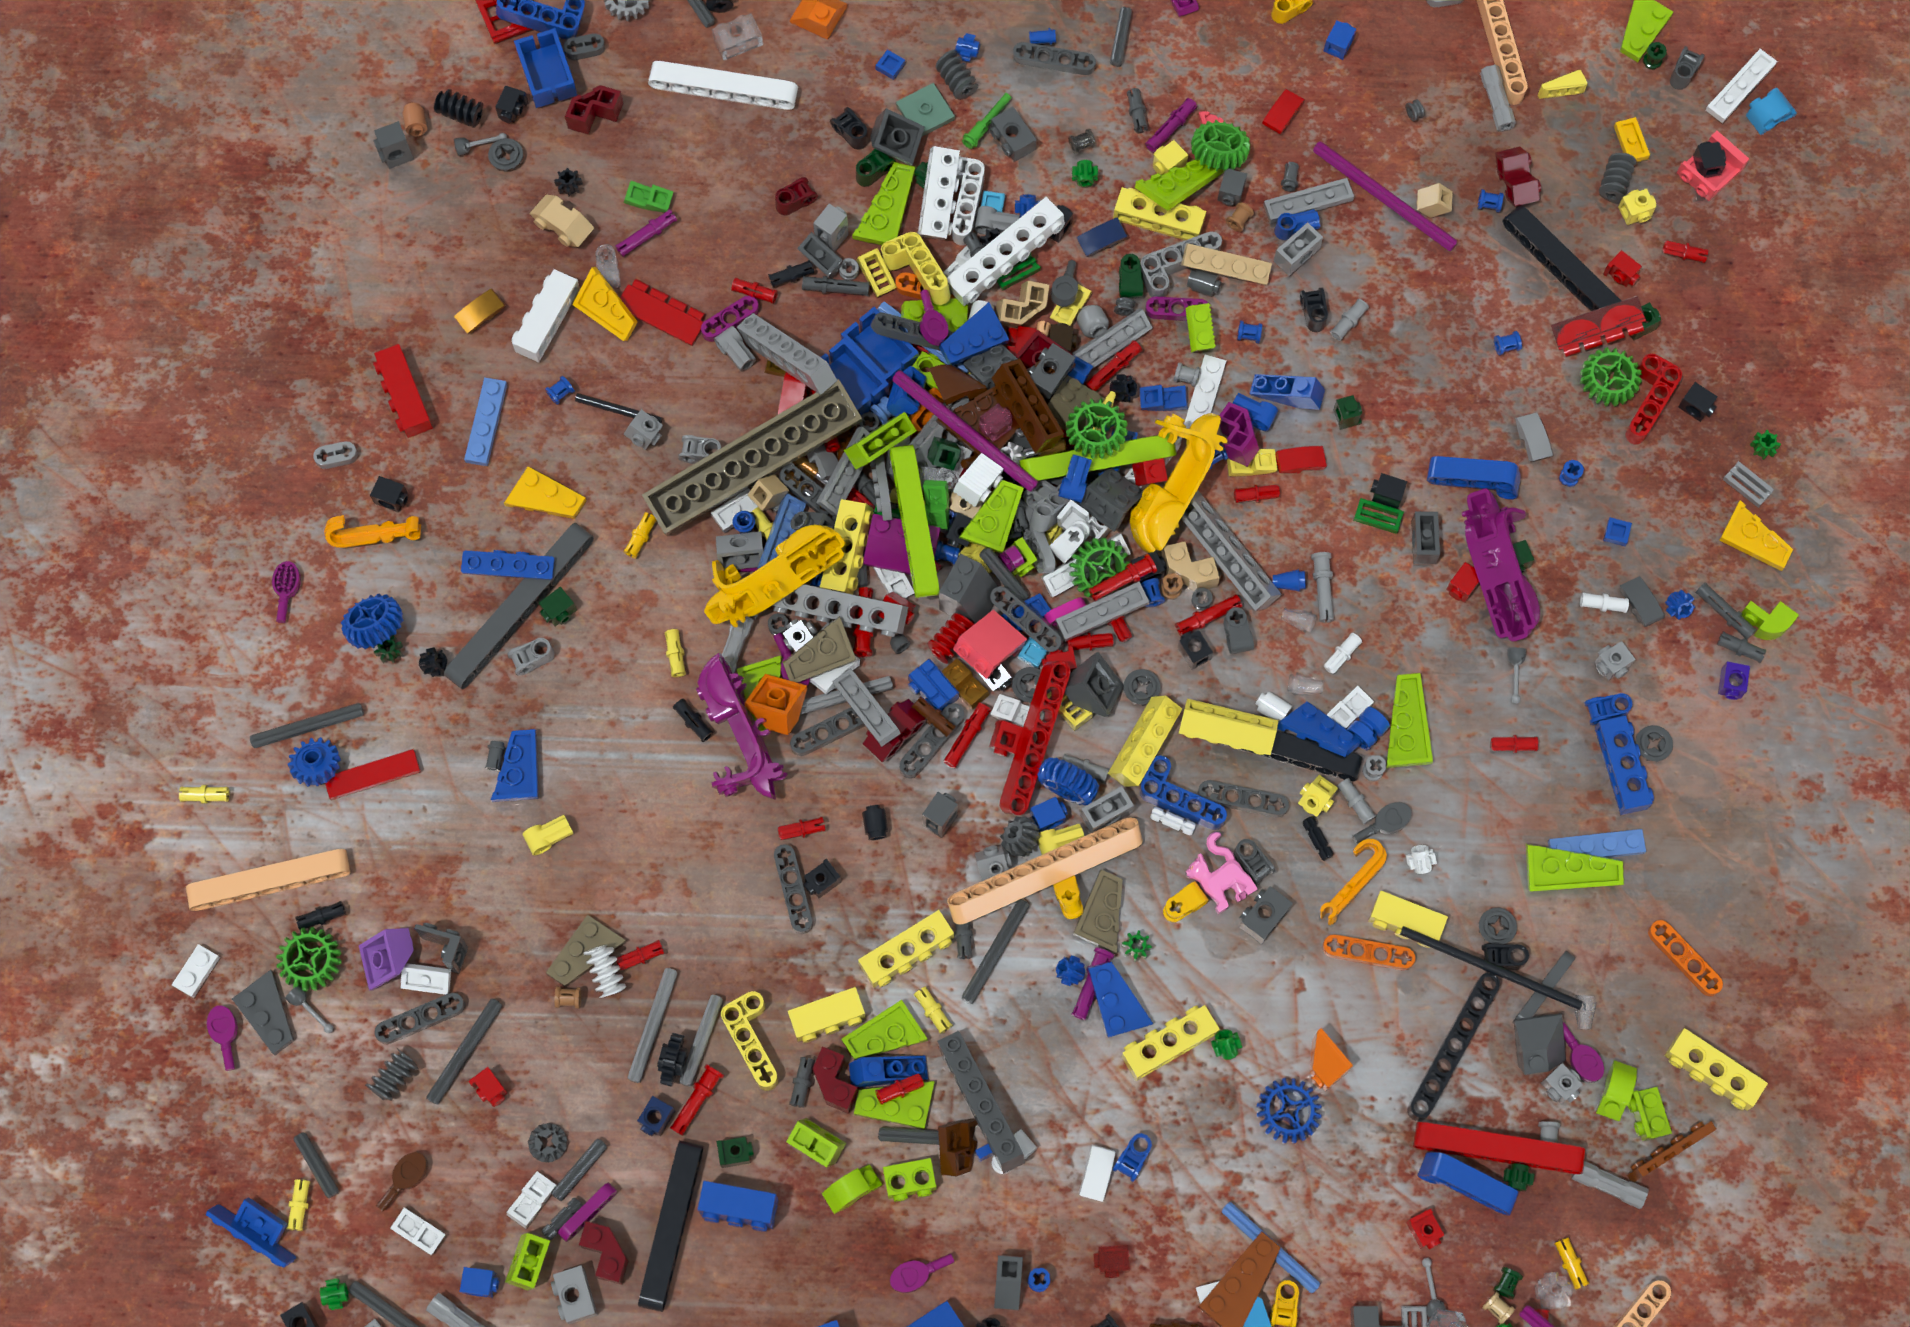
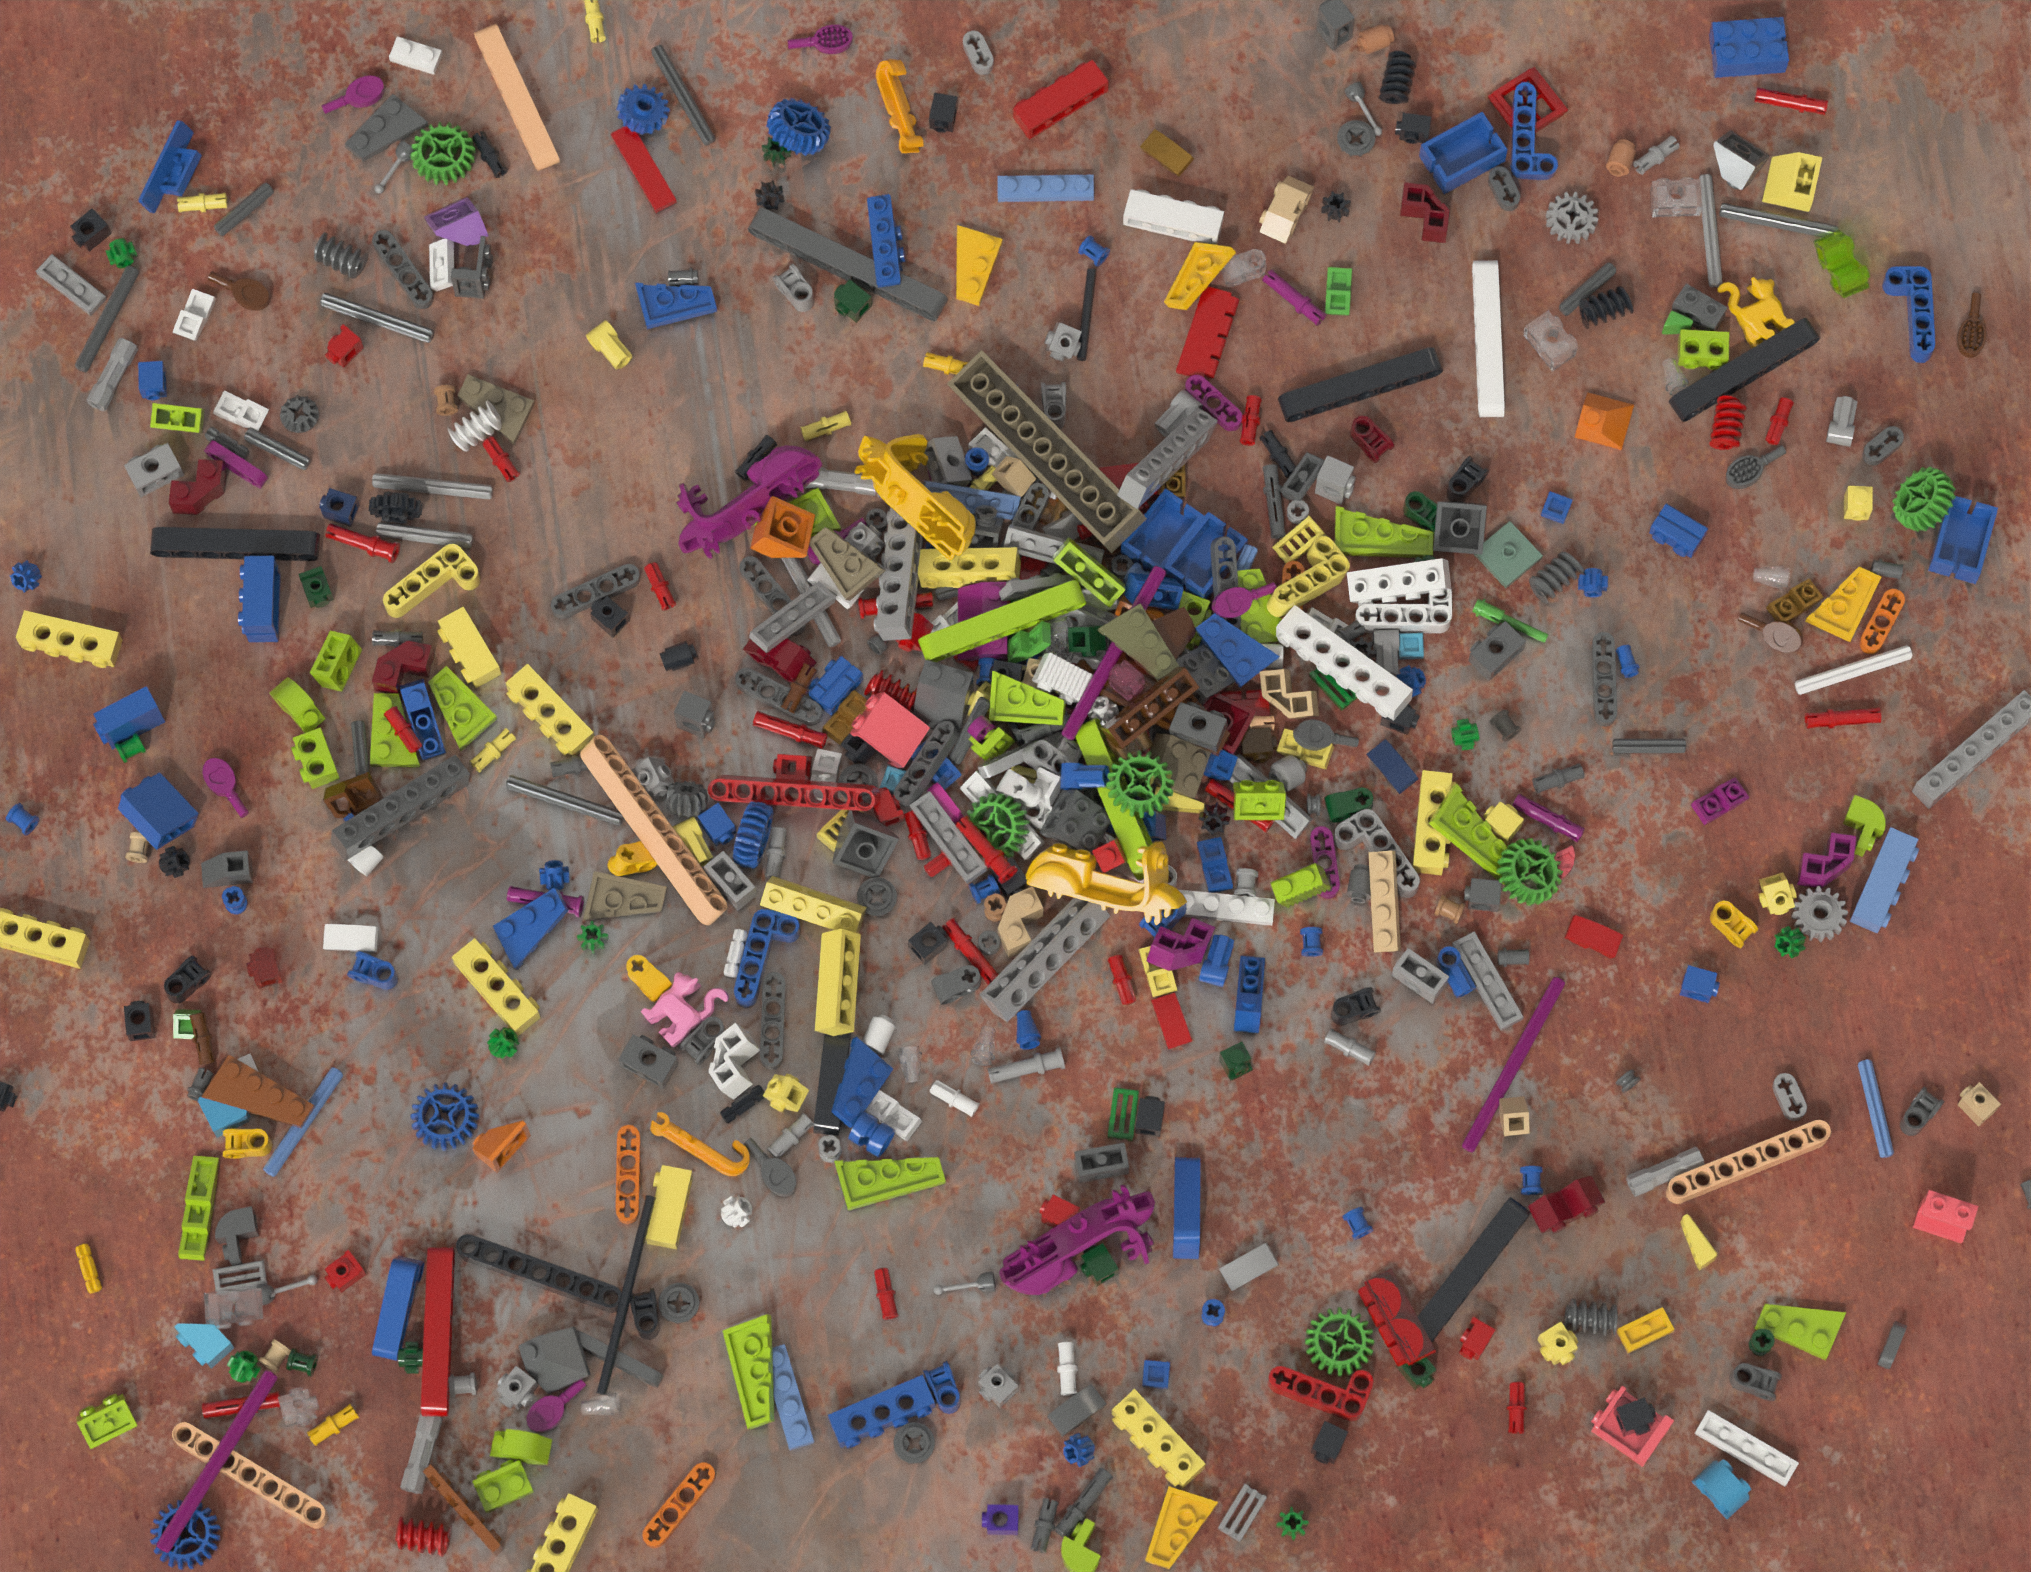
camera: 80 degrees right, 0 degrees up
(742, 195) = (1360, 384): none -> black beam
(958, 404) = (1141, 641): none -> olive wing
(1118, 343) = (1259, 800): none -> lime bracket
(1287, 845) = (732, 1050): none -> white brick
(1678, 538) = (1158, 1439): none -> light yellow brick
(1689, 1193) = (423, 1537): none -> red piece

